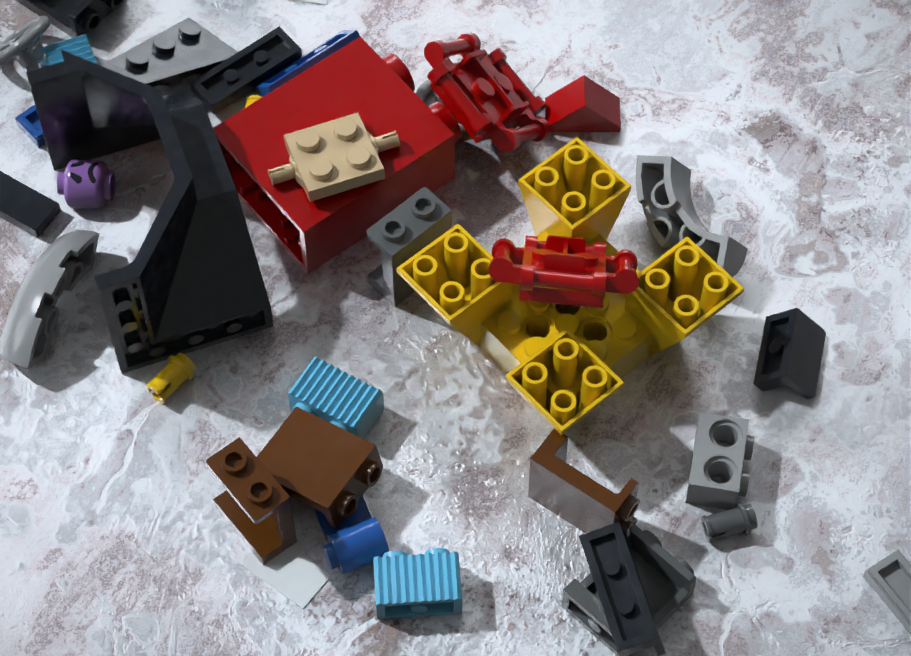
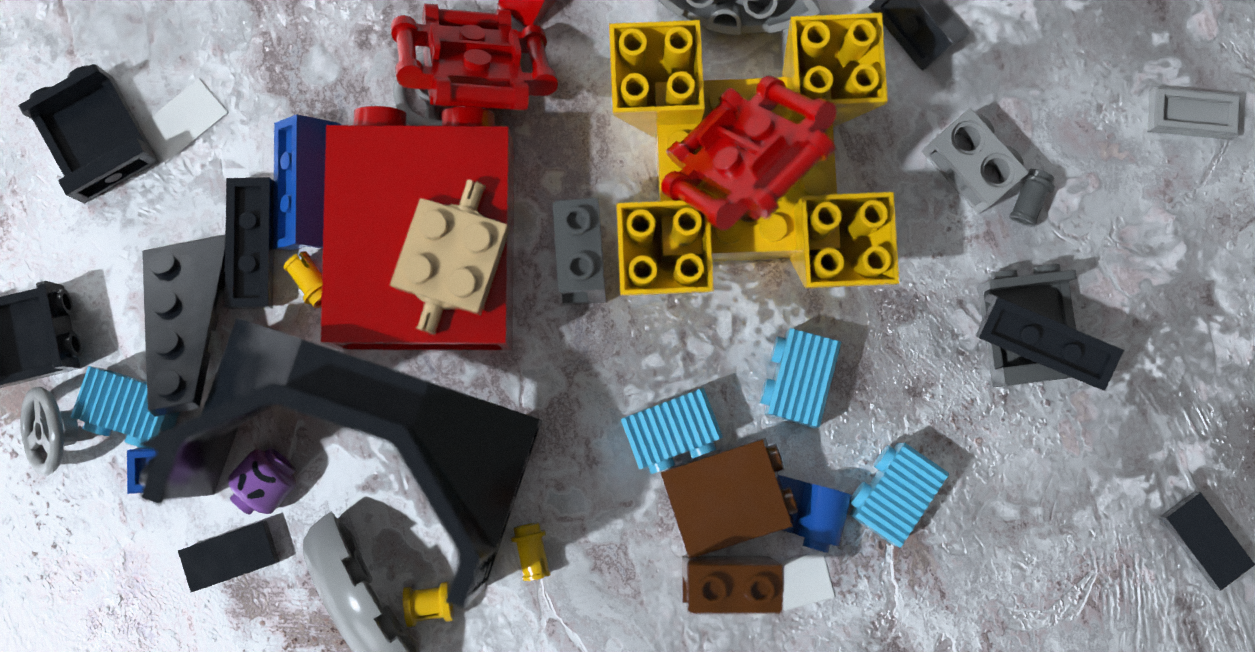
camera: 55 degrees left, 25 degrees up
(79, 338) = (426, 604): none -> yellow bush
(448, 459) = (800, 378): none -> medium azure brick
(574, 494) = (975, 283): panel -> none

